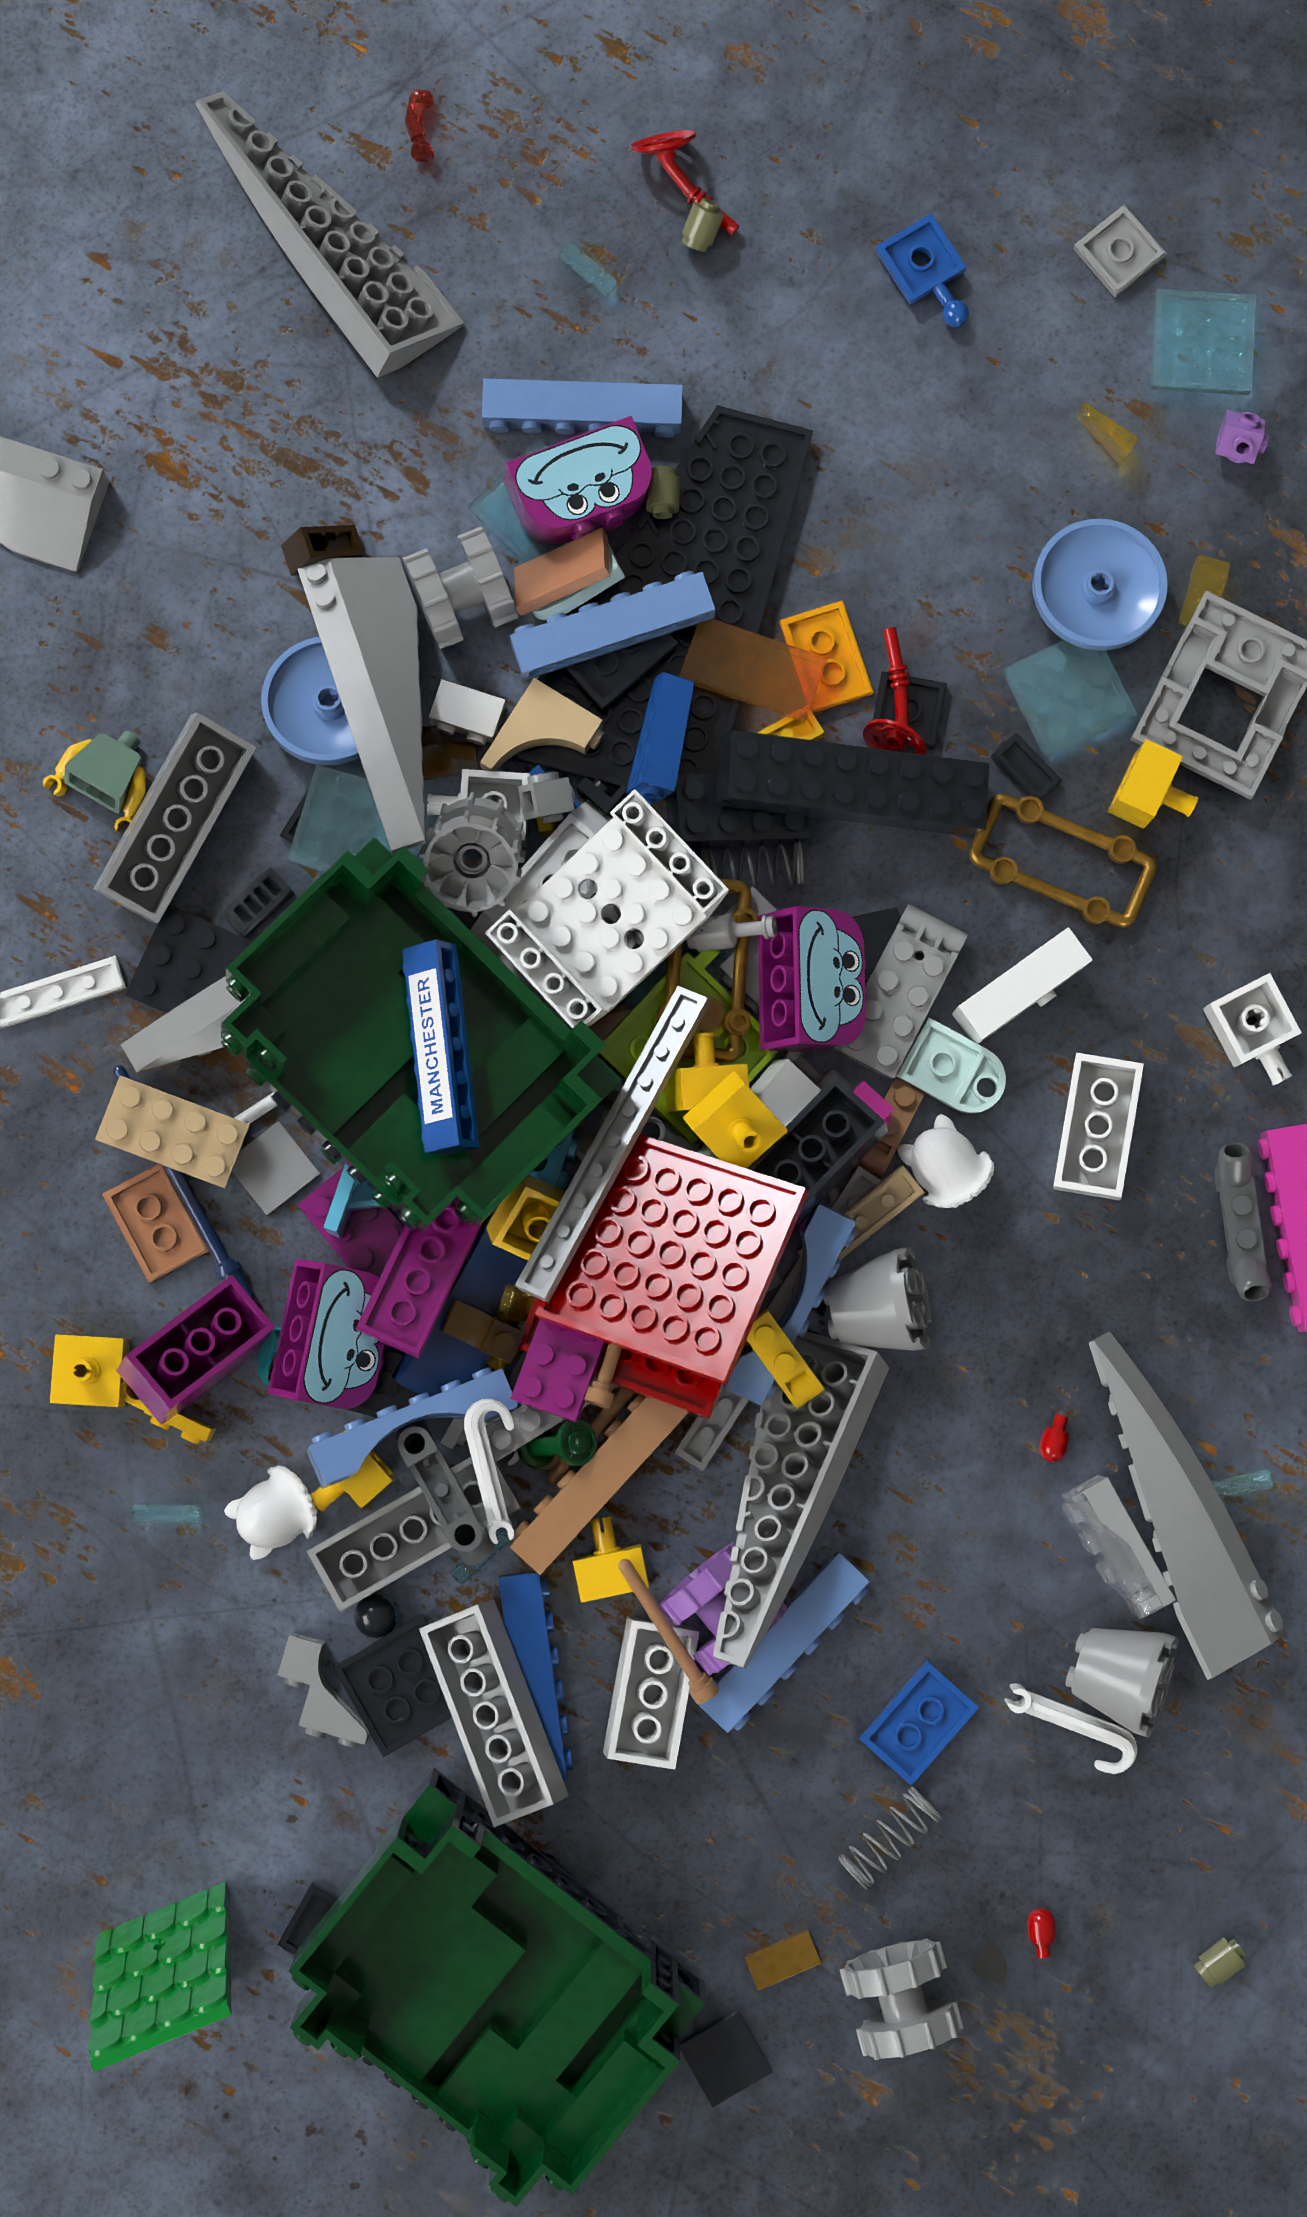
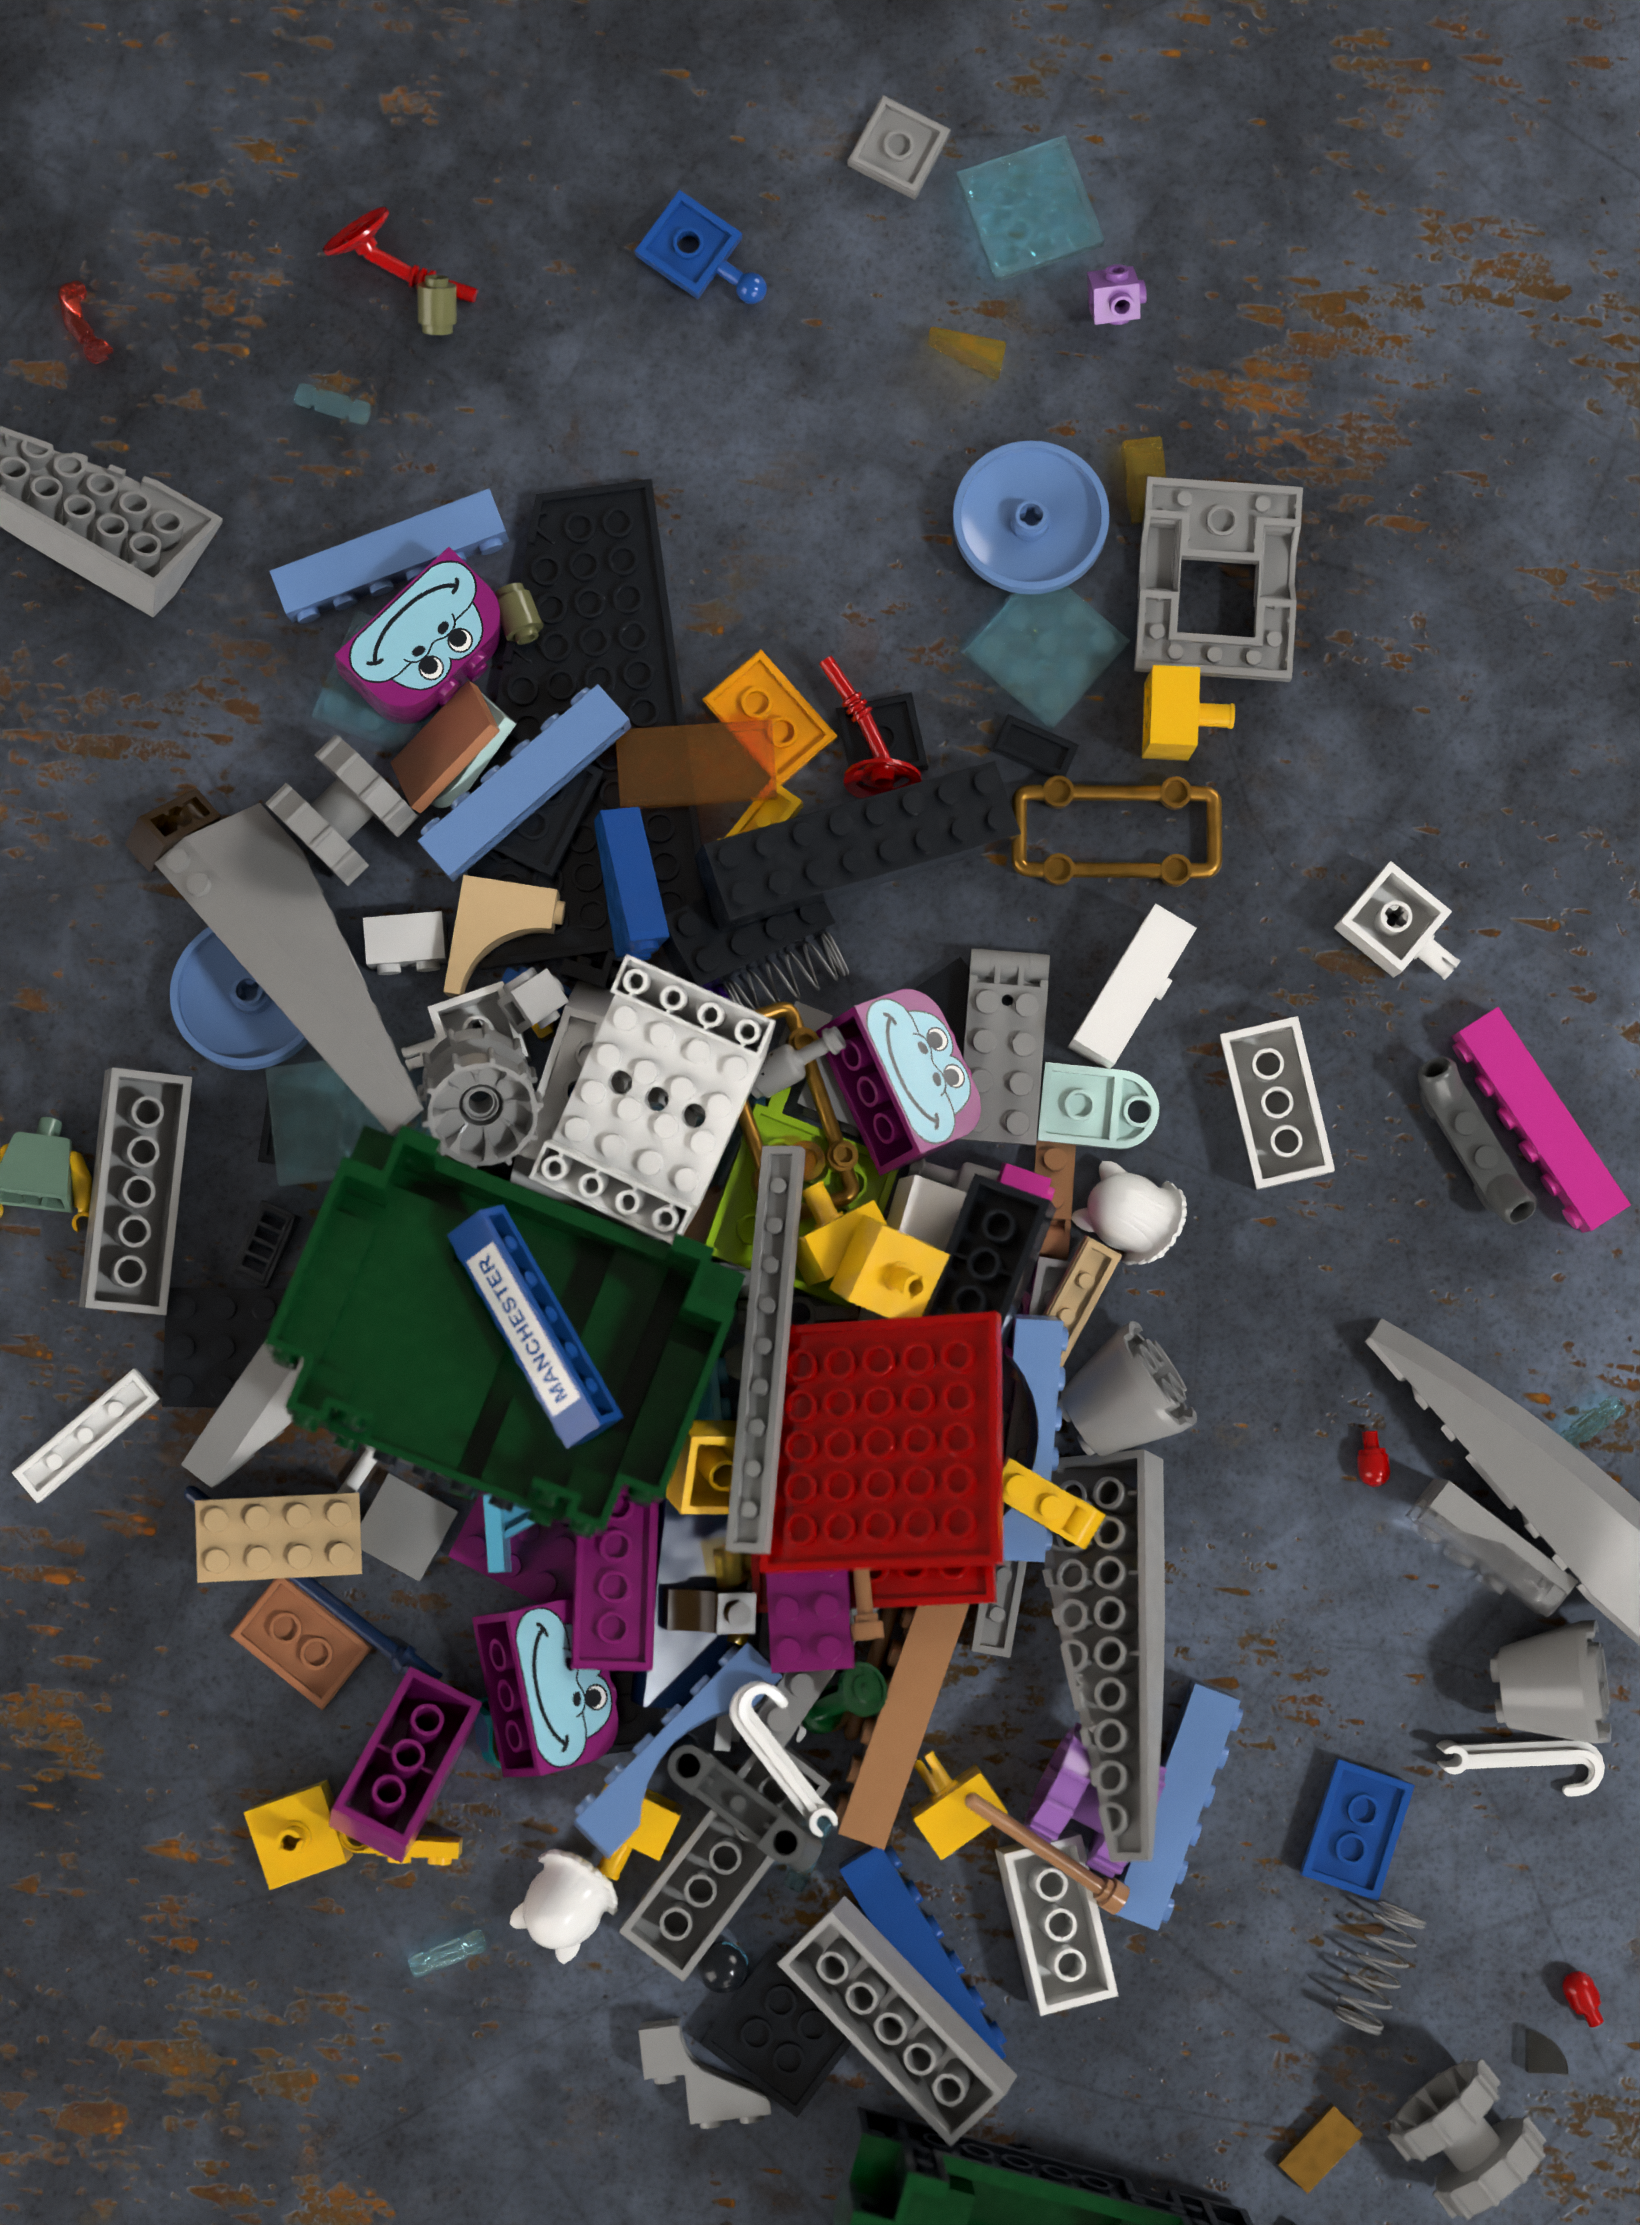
camera: 25 degrees left, 0 degrees up
(444, 756) = (402, 999): dark brown arch -> none

